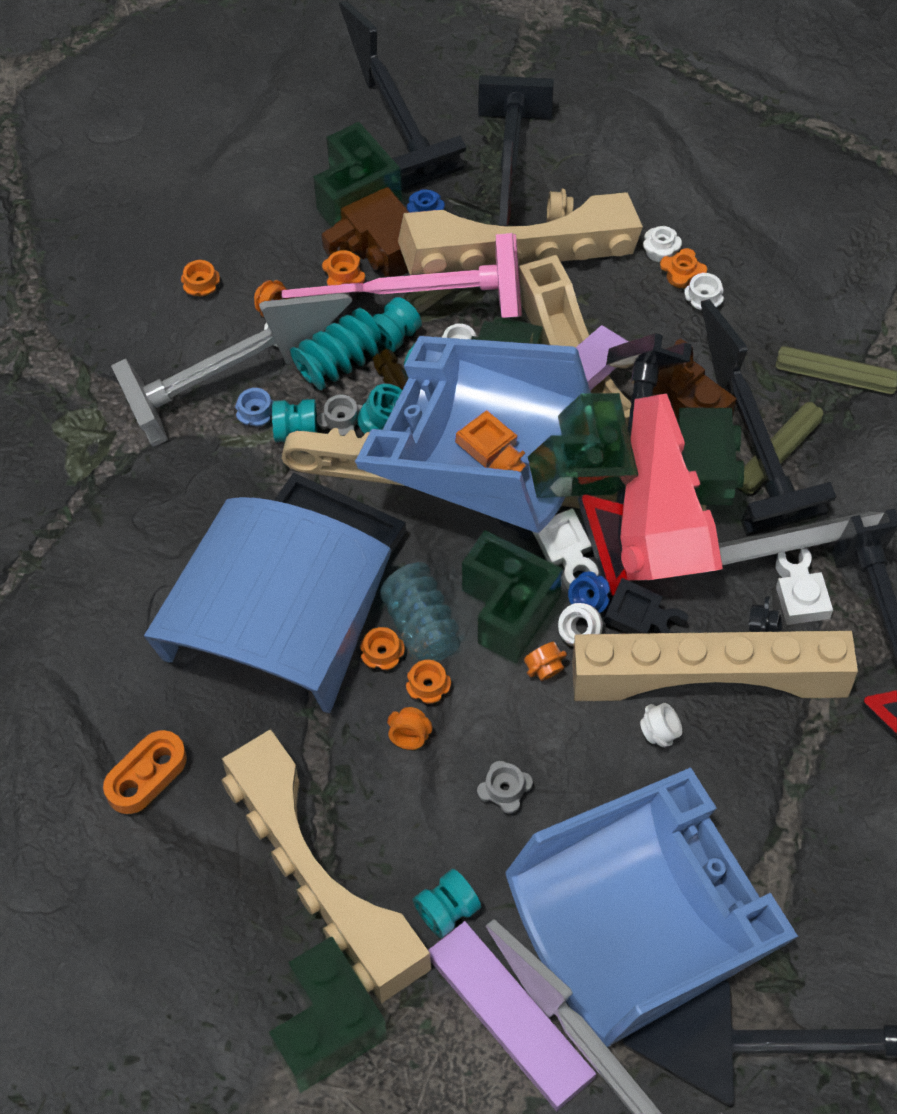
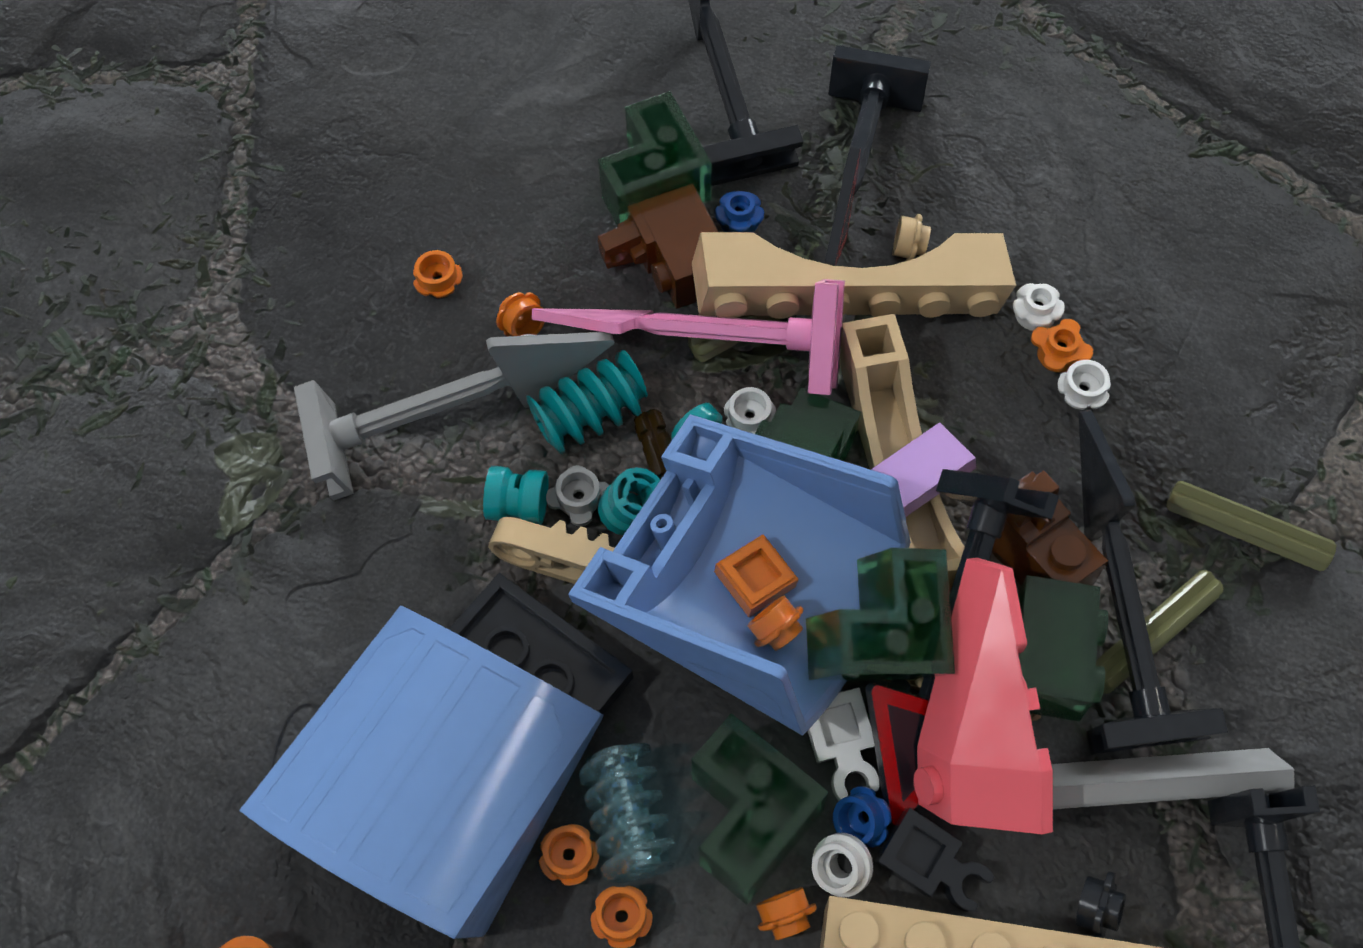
camera: 10 degrees right, 5 degrees up
(250, 400) = (465, 455): medium blue plate -> none
(343, 268) = (619, 276): orange plate -> none
(396, 322) = (670, 375): teal wheel -> none
(800, 593) = (1156, 863): white plate -> none

